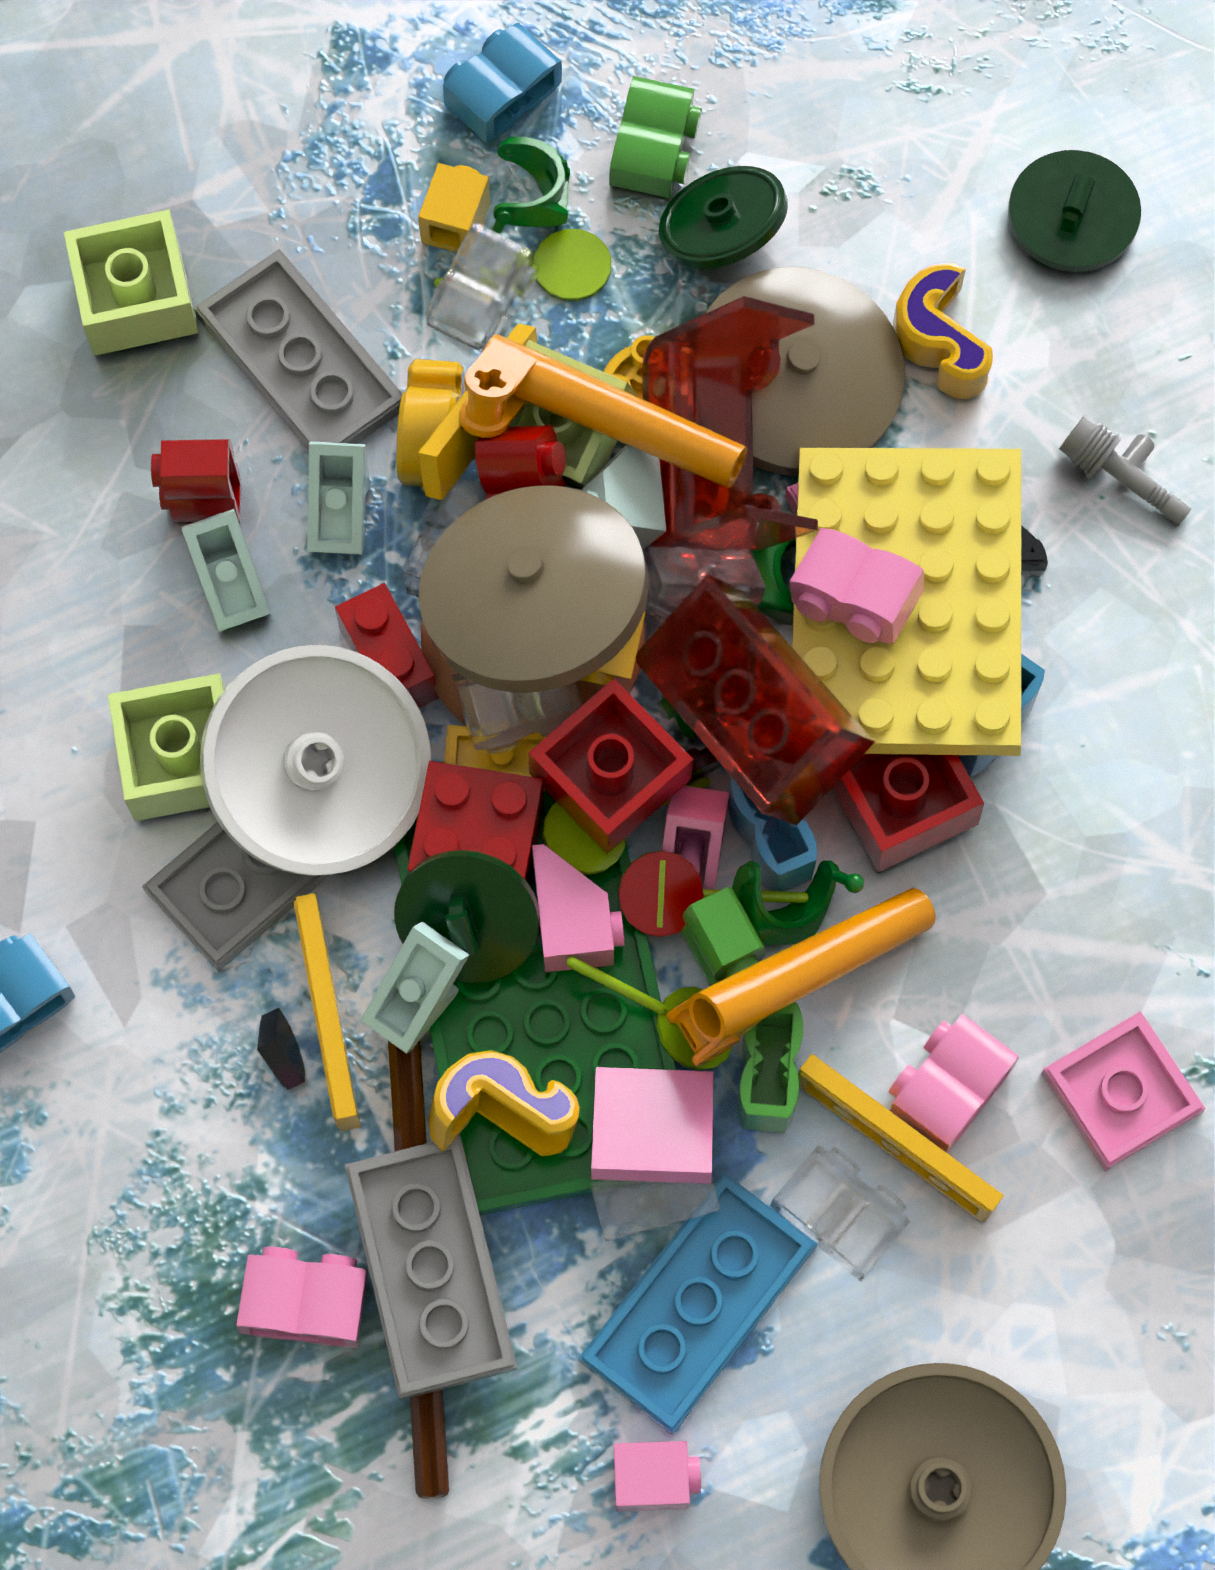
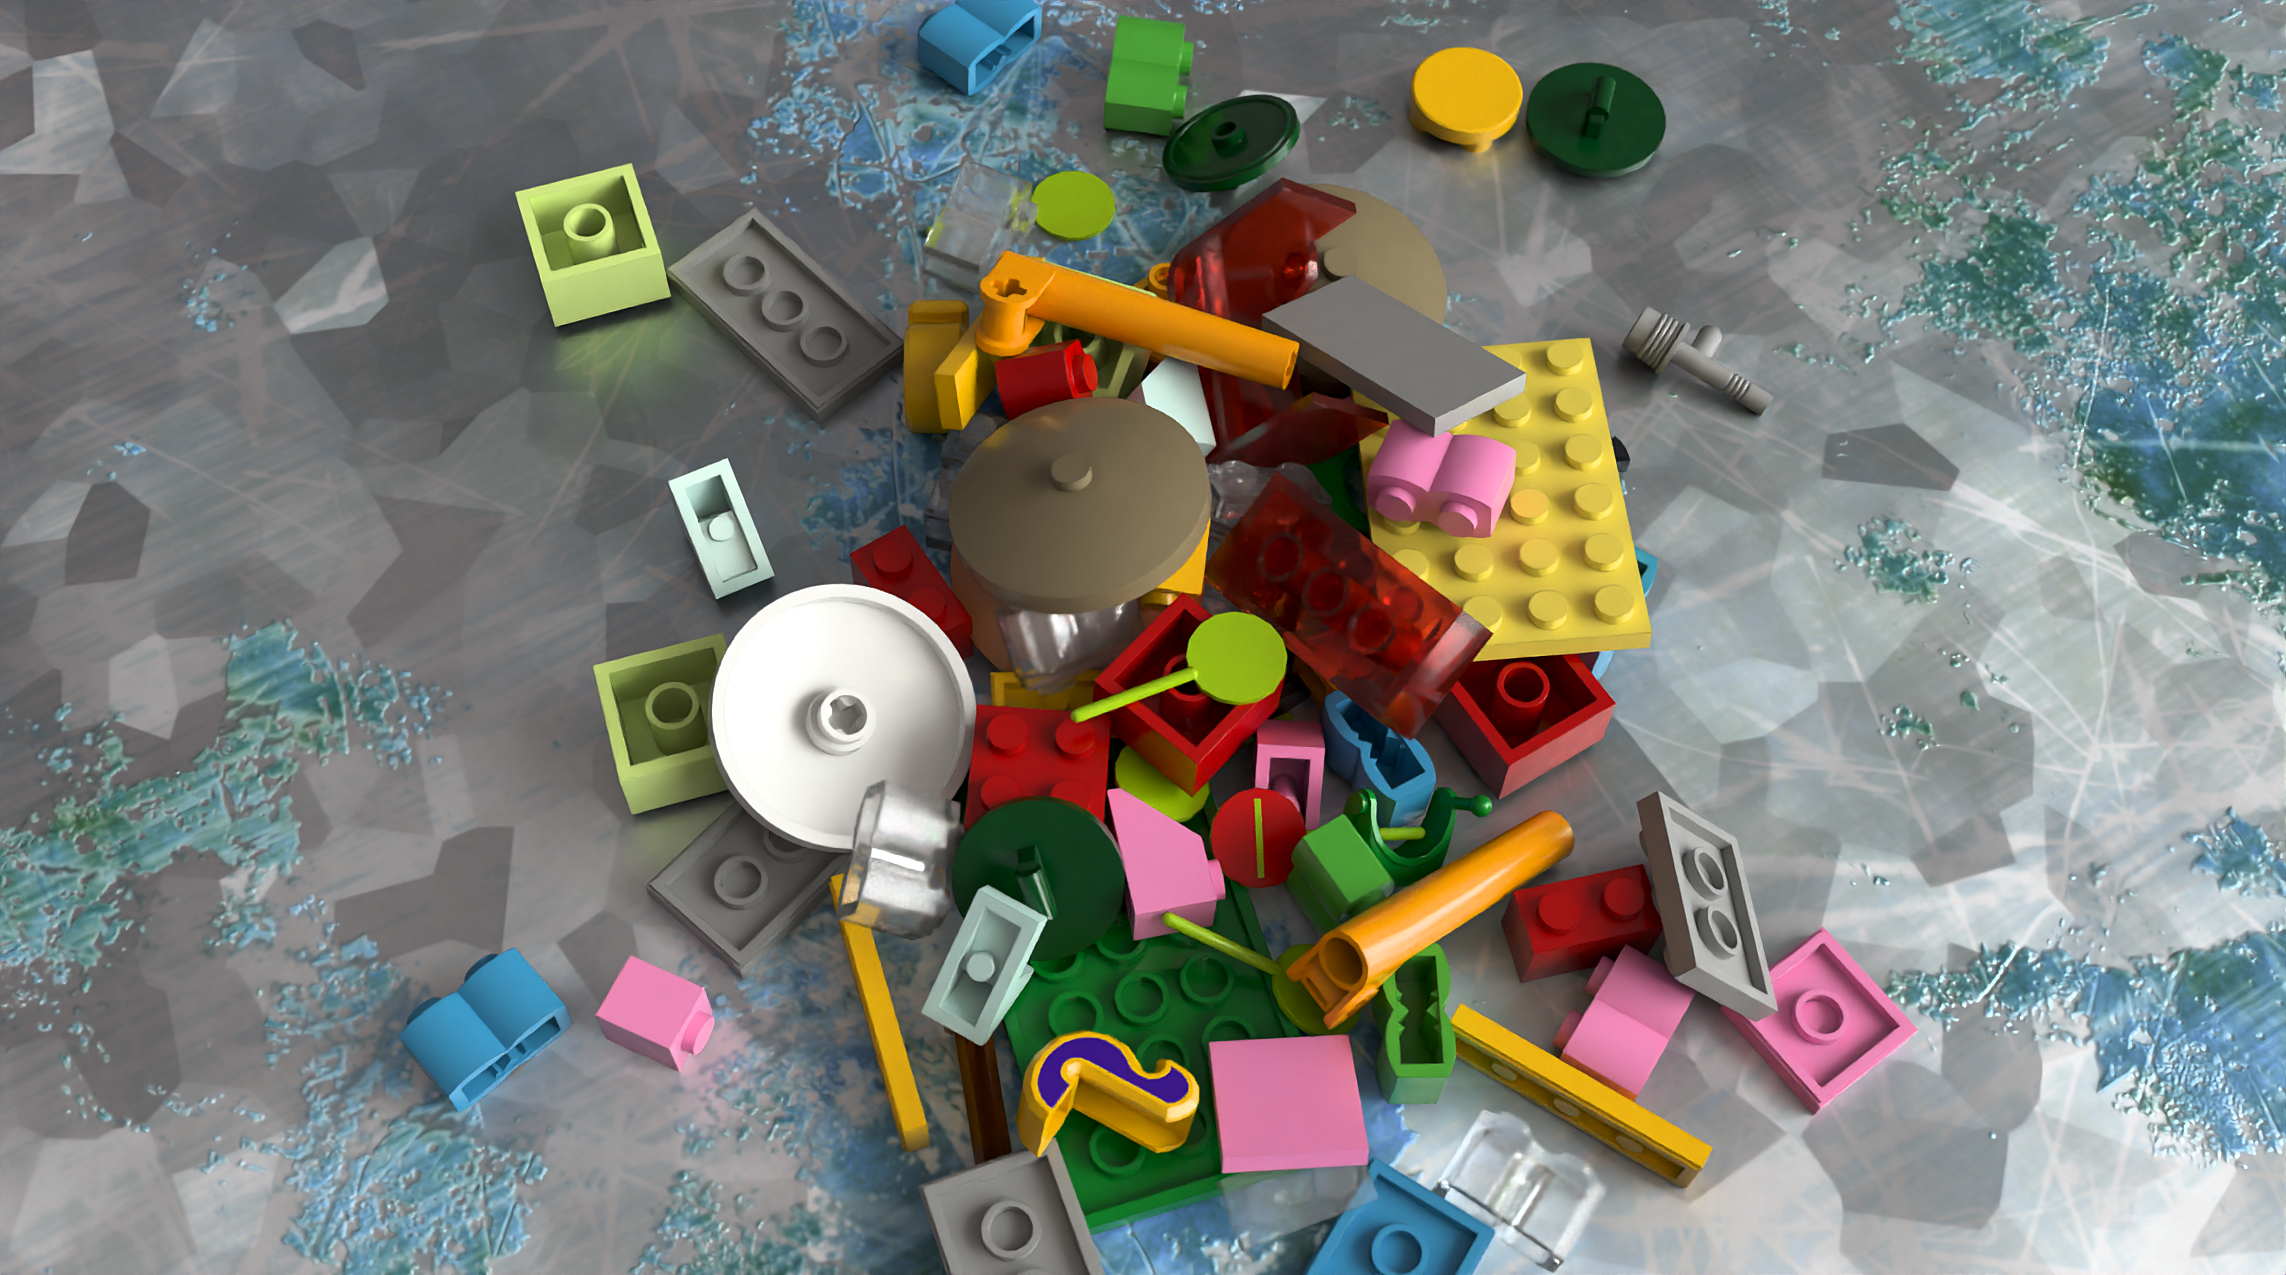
camera: 10 degrees left, 10 degrees down
(144, 999) = (656, 1014): none -> bright pink brick
(197, 478) = (678, 429): red brick -> none
(280, 1049) = (826, 1060): black tile -> none
(337, 497) = (840, 444): light aqua slope -> none
(353, 891) = (900, 861): none -> clear brick
(452, 206) = (938, 151): yellow brick -> none
(551, 175) = (1037, 114): green helmet -> none
(646, 742) = (1227, 657): none -> lime piece
(832, 460) = (1395, 355): none -> light grey tile
(929, 990) = (1579, 920): none -> red brick
(935, 339) = (1477, 248): yellow animal -> none
(953, 178) = (1465, 97): none -> yellow tile
(1034, 989) = (1705, 907): none -> light grey plate

